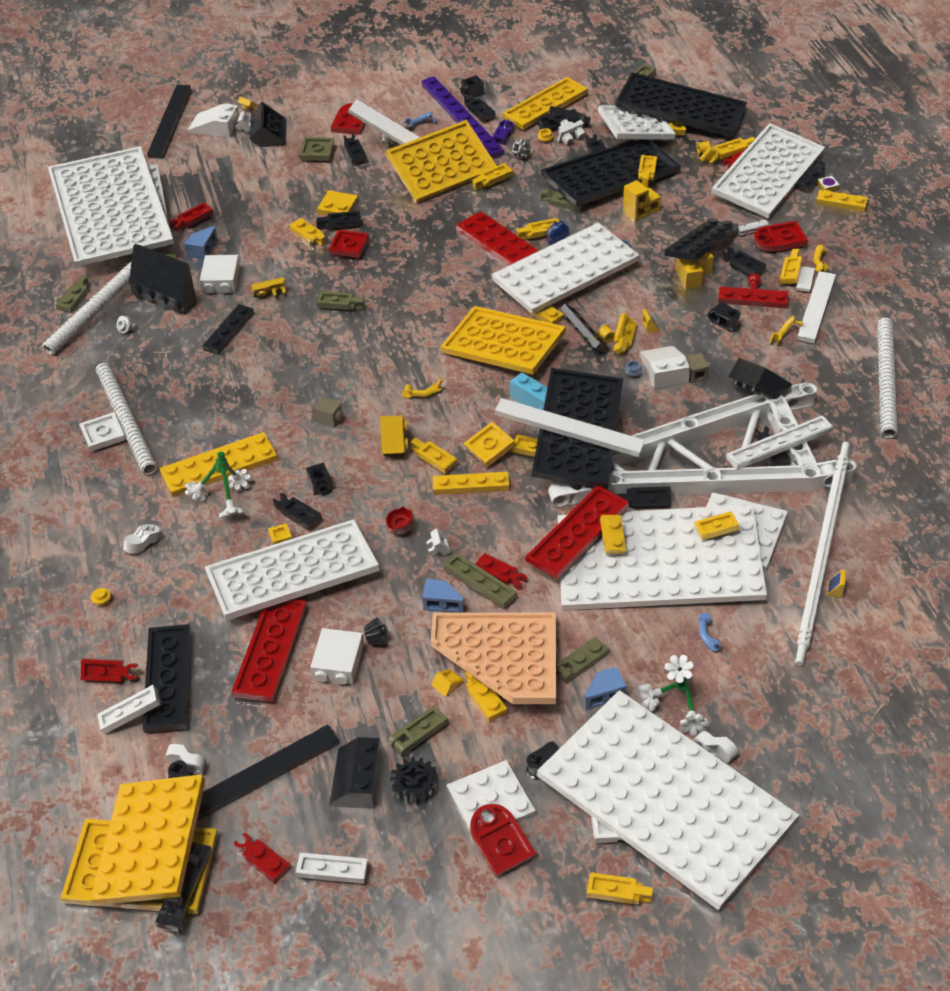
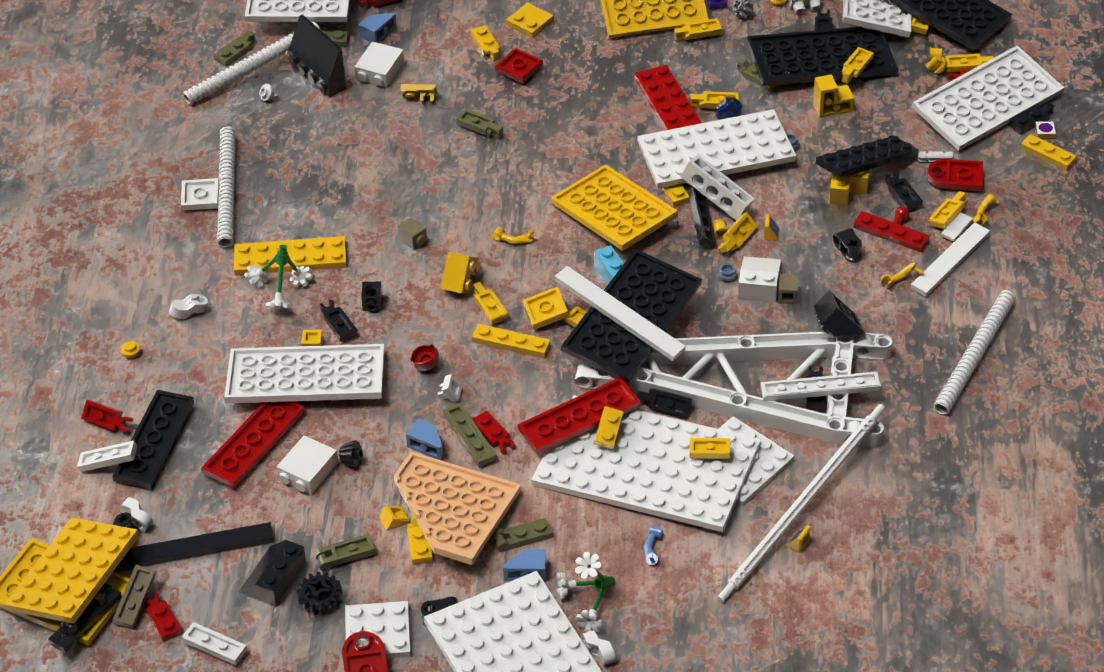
camera: 20 degrees right, 0 degrees up
(225, 846) = (134, 596): none -> dark tan plate
(228, 329) = (362, 123): black plate -> none
(339, 220) = (522, 37): black hinge -> none
(585, 290) = (717, 187): none -> white brick

